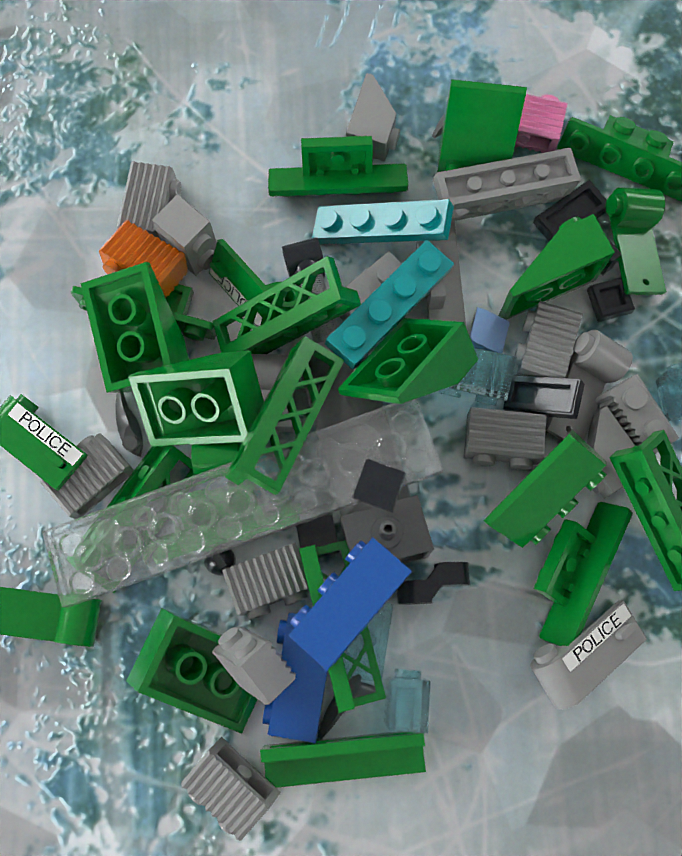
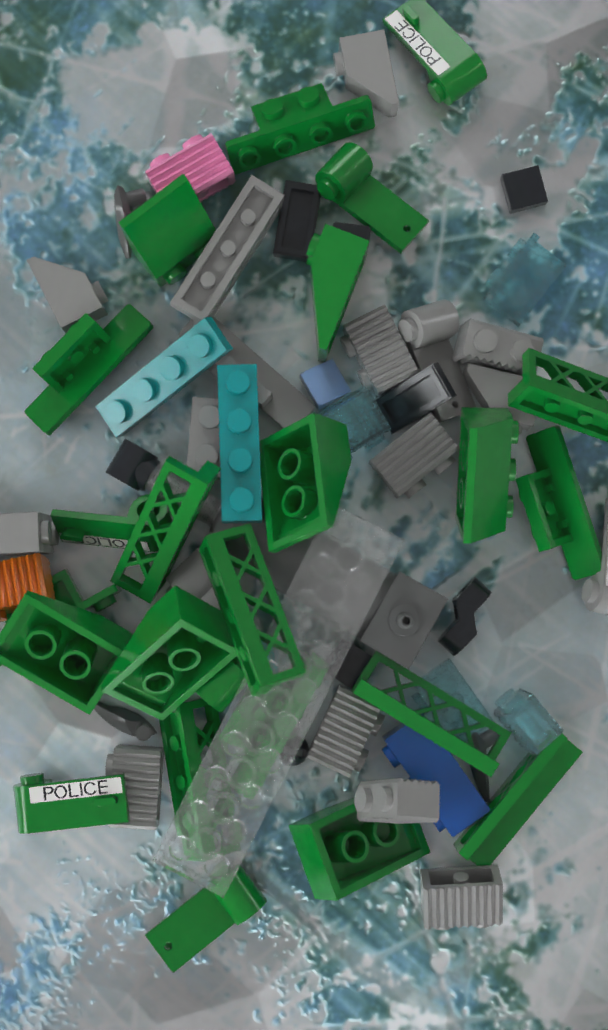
camera: 50 degrees left, 10 degrees up
(348, 602) = (428, 698): blue brick -> none
(379, 485) = (370, 596): black tile -> none
(610, 300) = (391, 267): black tile -> none

